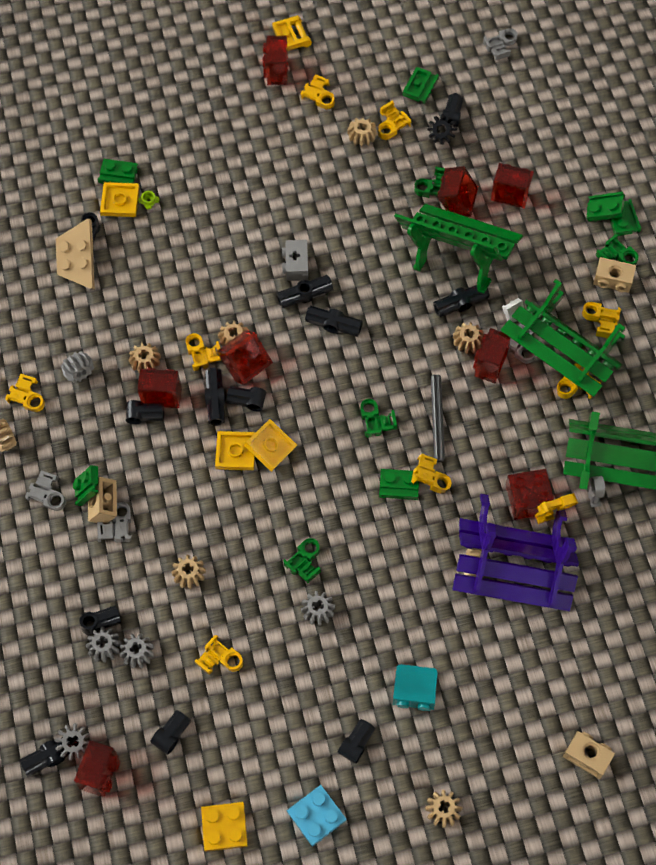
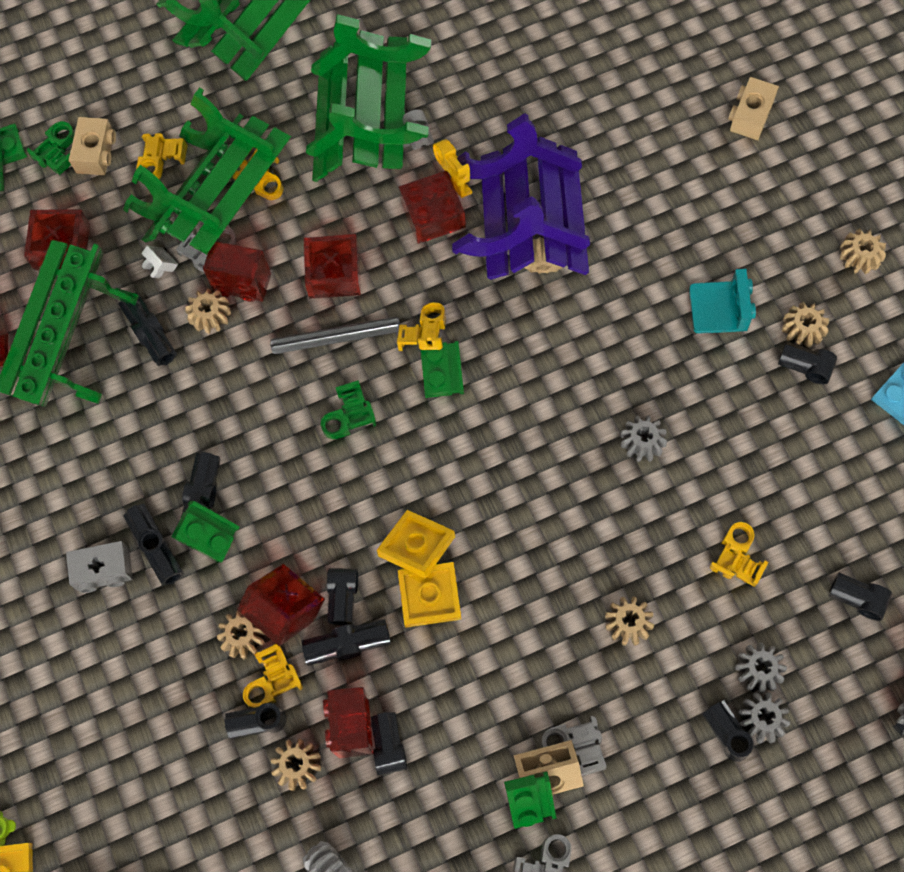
camera: 95 degrees left, 5 degrees up
(177, 338) = (252, 721): none -> black piece
(303, 564) = (582, 473): green piece -> none
(305, 320) = (205, 531): none -> green plate
(378, 746) = (802, 315): none -> tan gear
(488, 418) = (332, 266): none -> clear red brick
(537, 248) = (54, 224): none -> clear red brick

